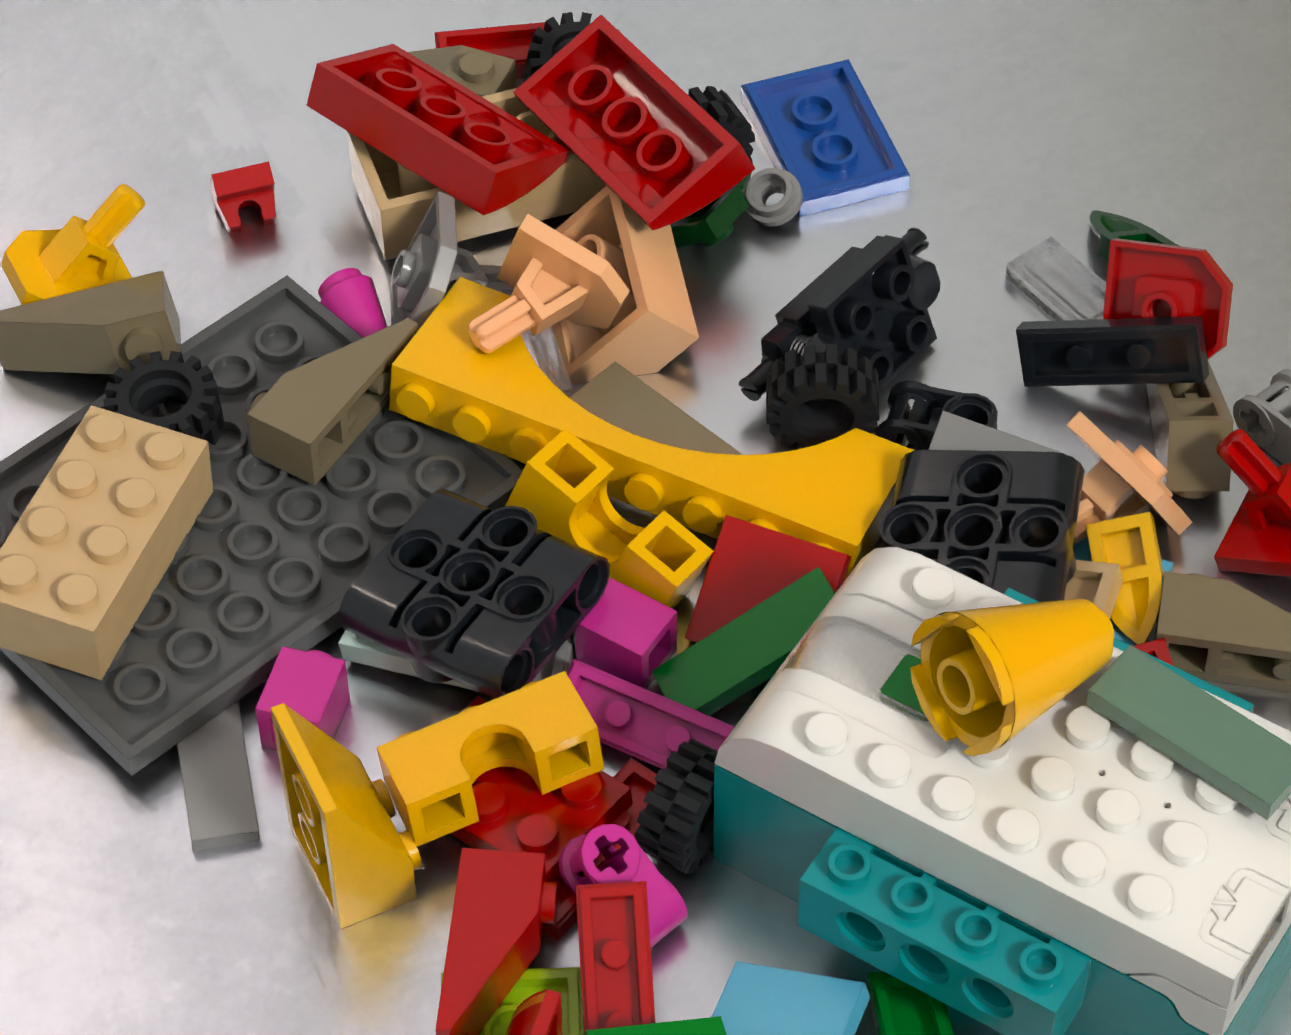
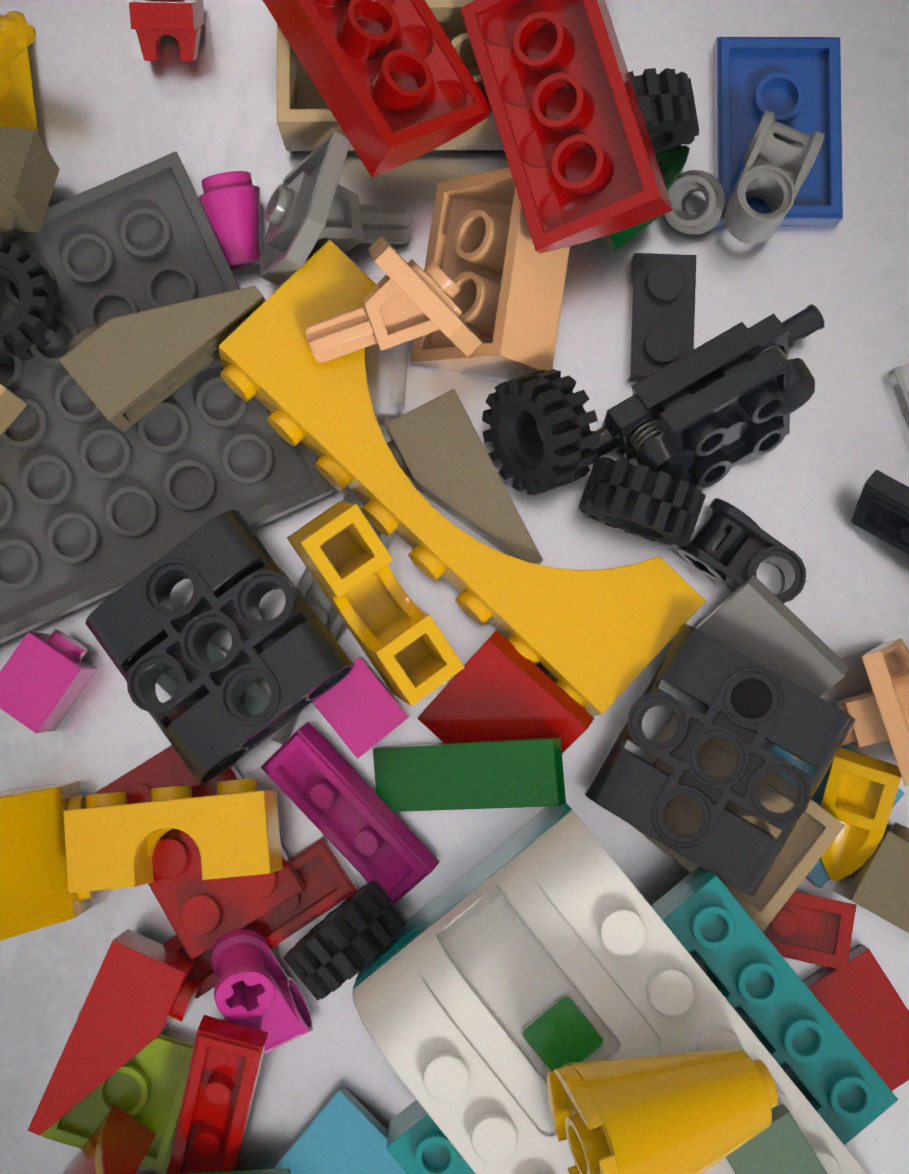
camera: 20 degrees right, 35 degrees up
(734, 365) = (564, 425): none -> black tyre
(772, 273) = (660, 311): none -> black plate
(830, 156) = (773, 171): none -> light grey piece

